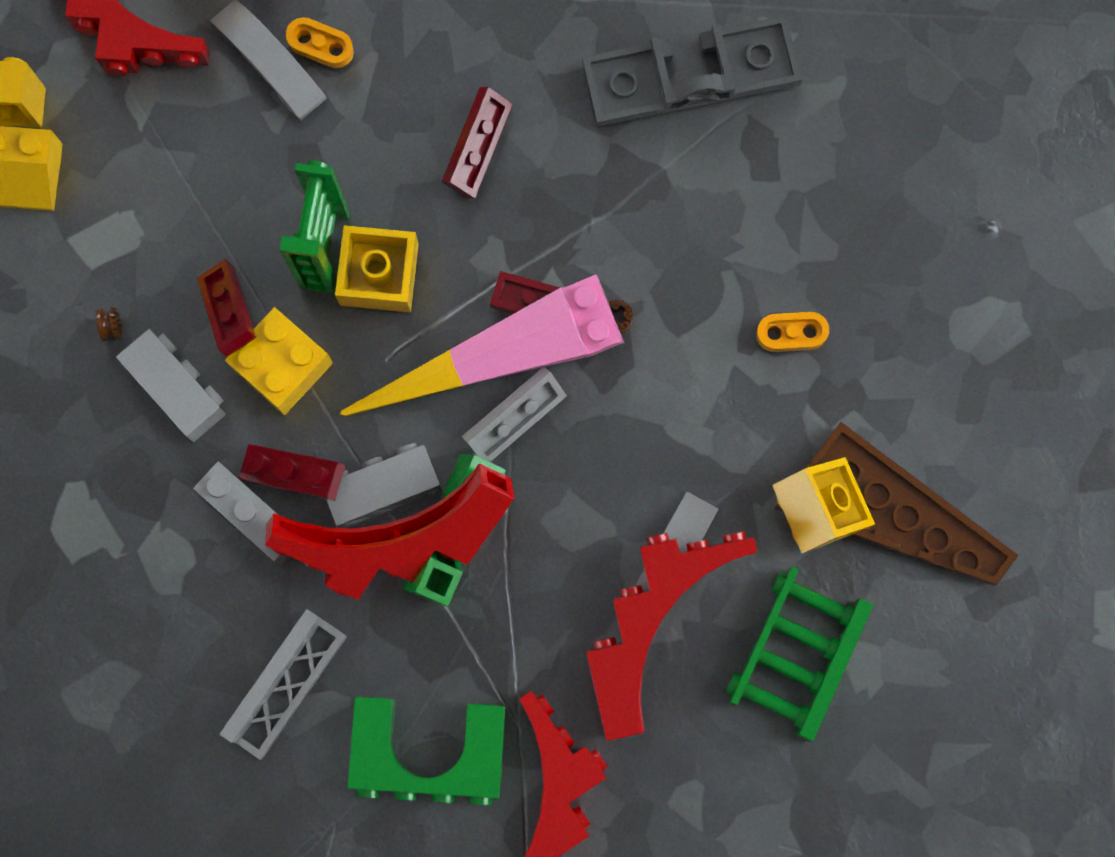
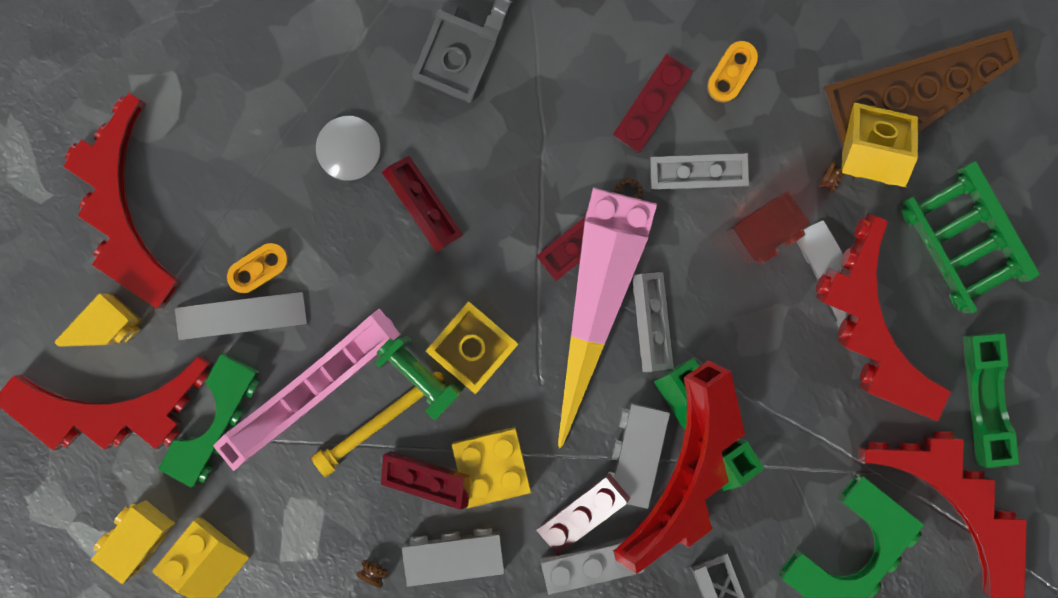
camera: 55 degrees left, 10 degrees up
(186, 215) = (327, 460): none -> yellow piece
(197, 88) = (230, 385): none -> green arch
(229, 149) = (306, 390): none -> bright pink arch
(481, 49) = (348, 148): none -> light grey dish
(663, 778) = (986, 369): none -> green arch
(672, 456) = (768, 228): none -> clear red brick
(681, 364) = (699, 171): none -> light grey plate
(712, 283) = (652, 103): none -> dark red plate
(762, 486) = (831, 176): none -> reddish brown bush

